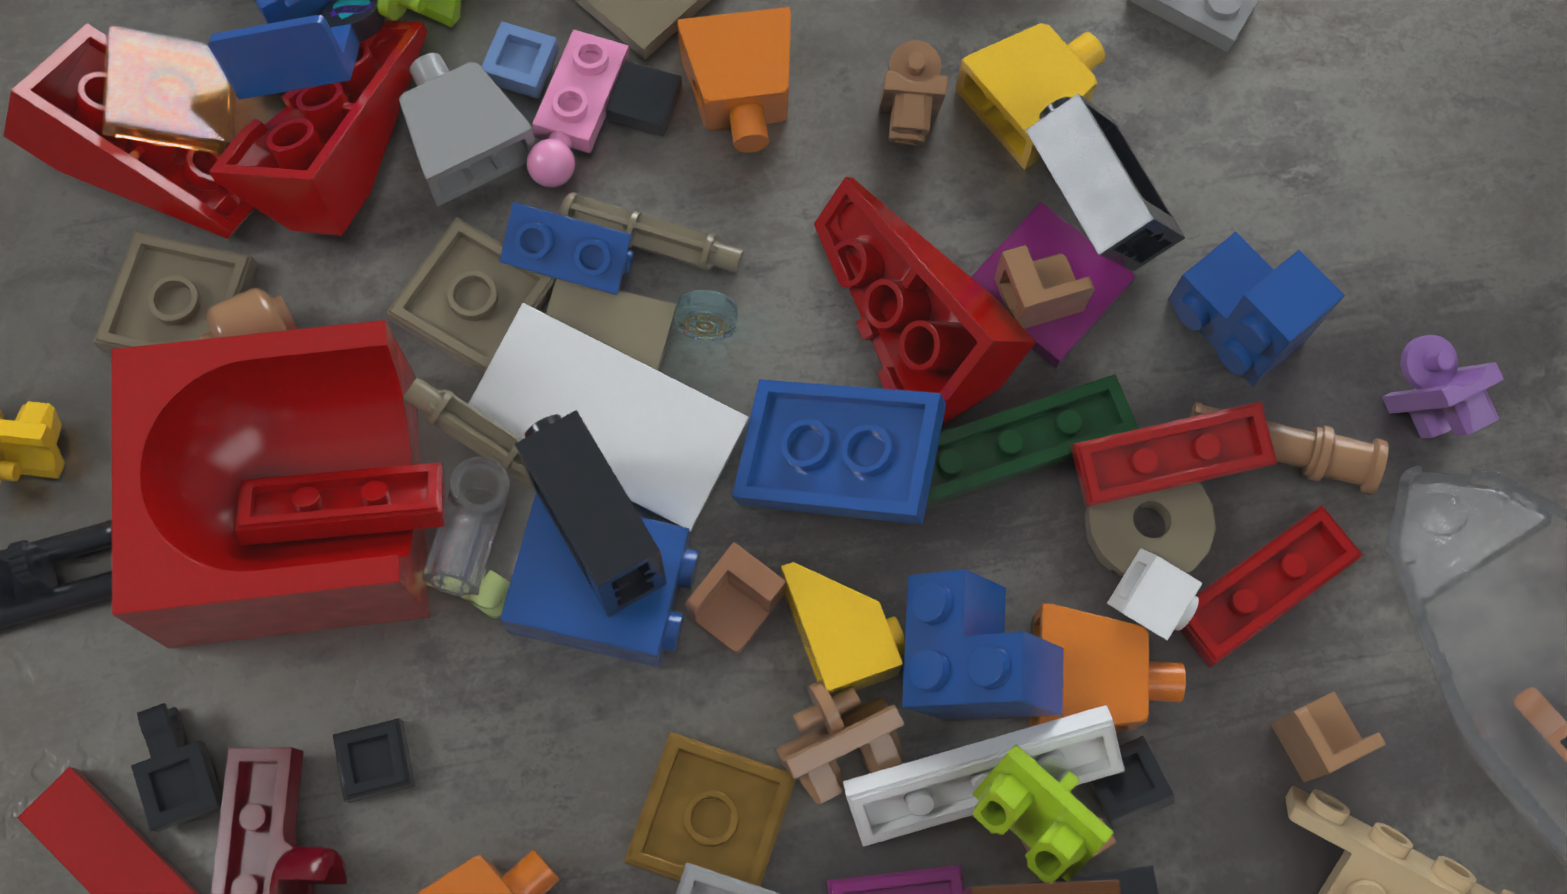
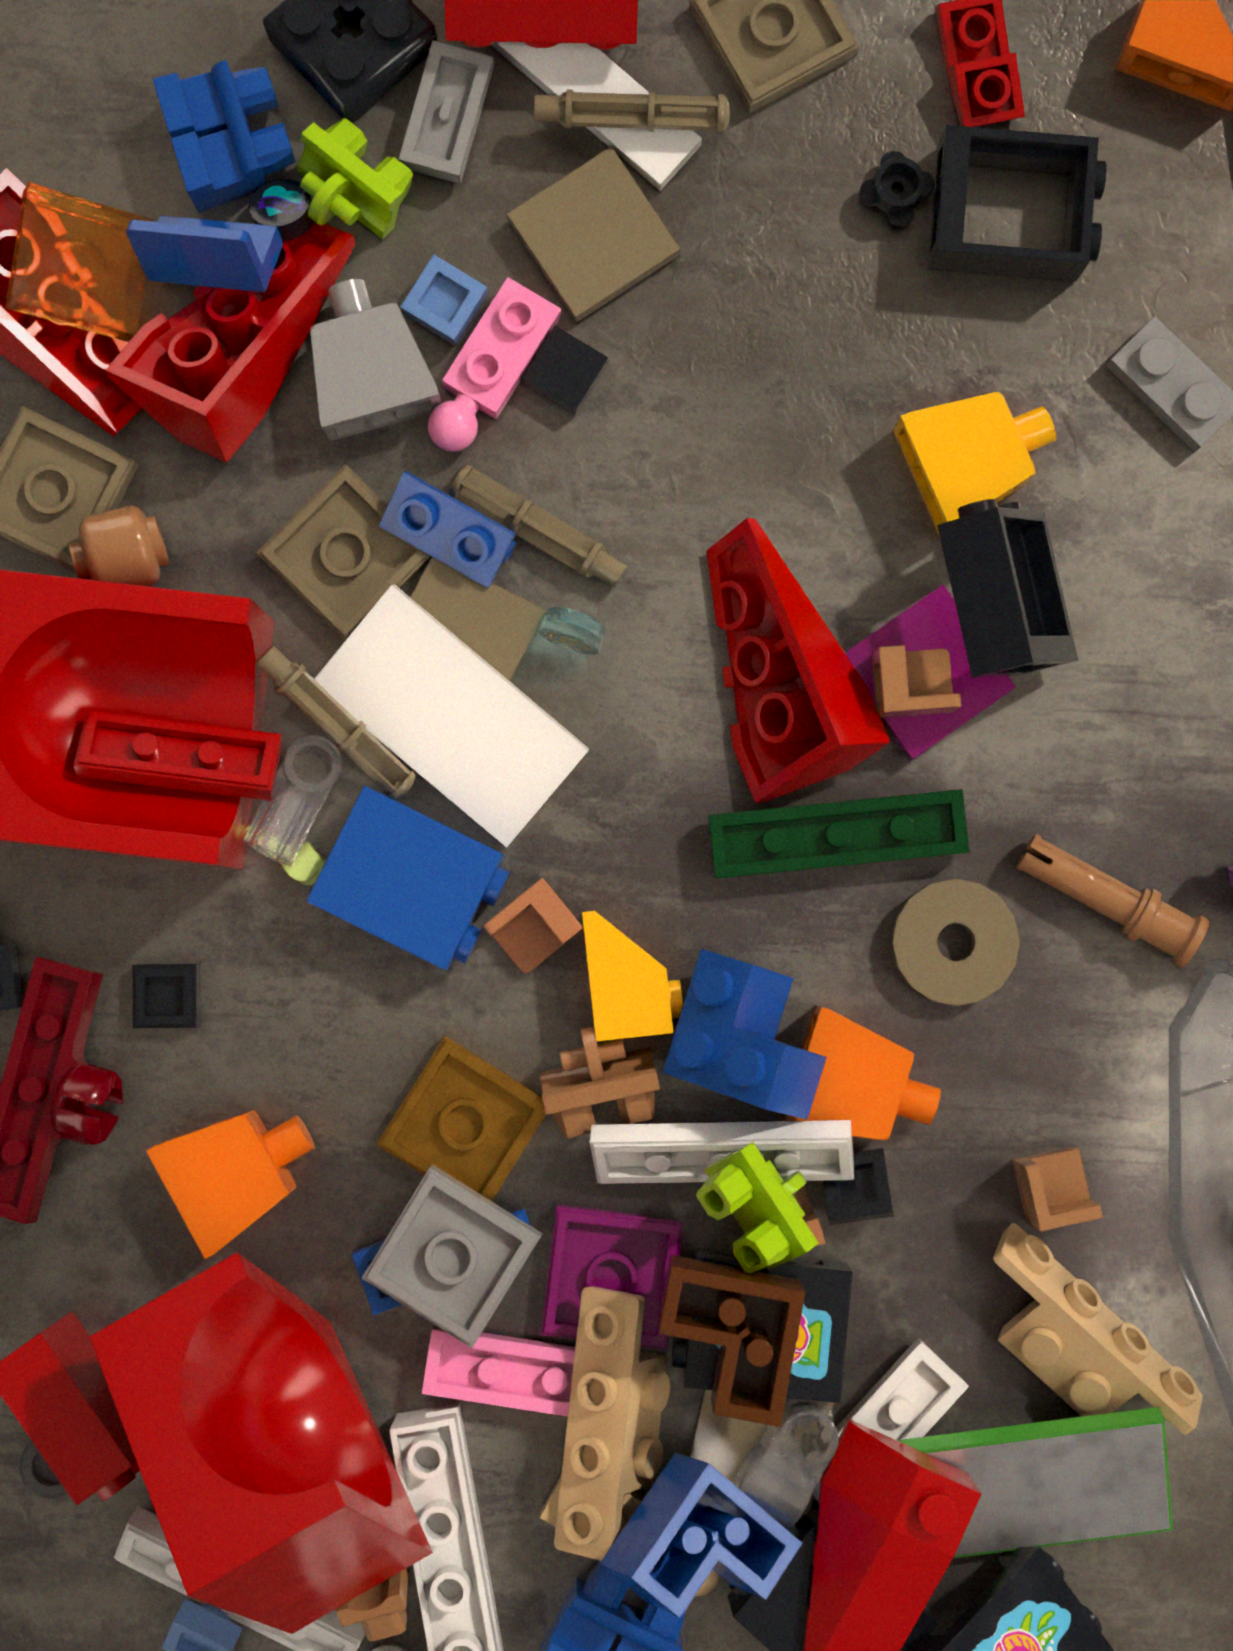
camera: 15 degrees right, 15 degrees up
(591, 511) = (407, 831): black window -> none
(739, 71) = (669, 369): orange torso -> none
(840, 450) = (668, 807): blue plate -> none
(912, 91) = (840, 438): medium nougat hips -> none
(1156, 594) = (932, 1022): white plate -> none
(1173, 454) = (993, 887): red tile -> none
(1250, 309) = (1119, 753): blue brick -> none
(1268, 585) = (1049, 1030): red tile -> none

